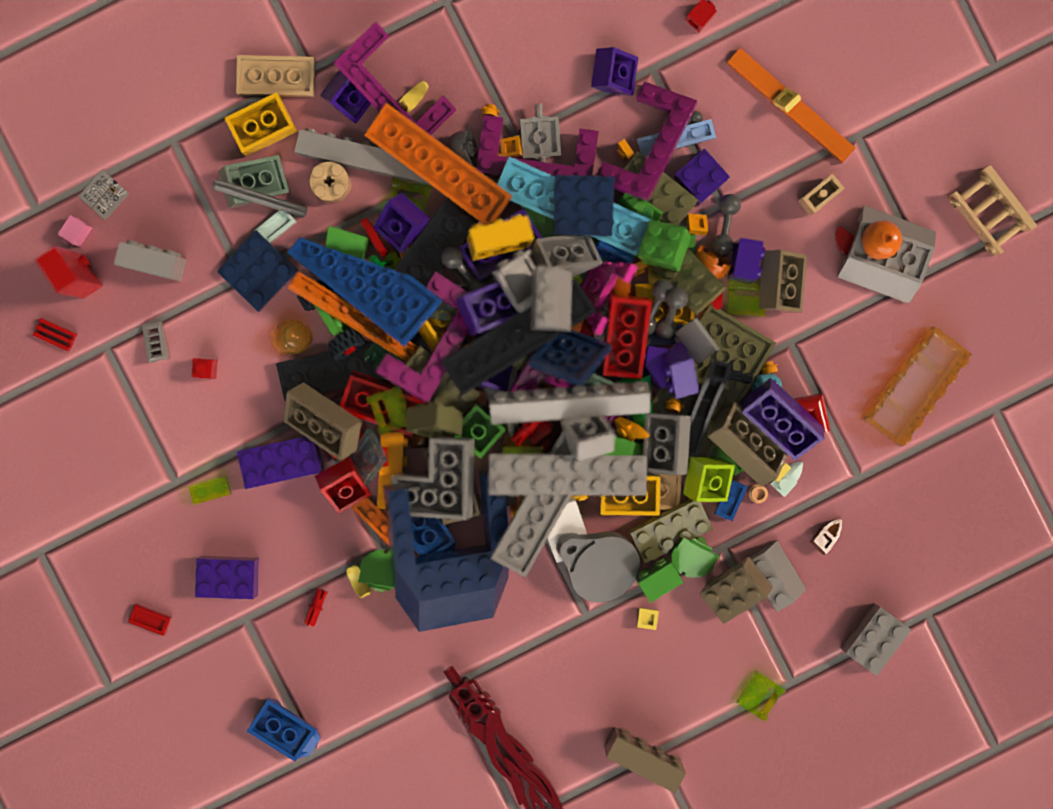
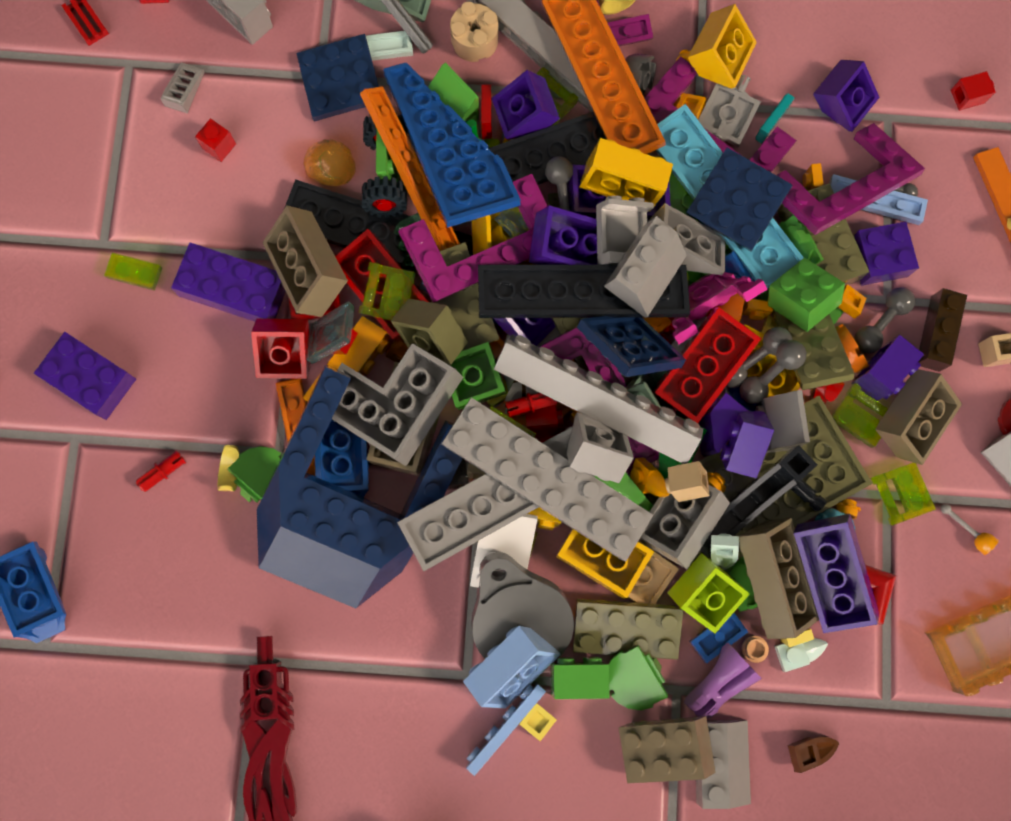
camera: 25 degrees right, 10 degrees down
(510, 91) = (723, 47): none -> yellow slope
(574, 120) = (774, 118): none -> teal tile
(611, 598) = (510, 668): none -> light blue slope
(627, 642) = (497, 736): none -> light blue plate
(656, 422) = (687, 481): none -> tan brick
(703, 447) = (724, 550): none -> light aqua plate
(750, 522) = (724, 681): none -> medium lavender piece
(767, 209) = (942, 329): none -> dark brown brick
(802, 330) = (911, 492): none -> clear neon green plate
(868, 336) = (983, 541): none -> hinge

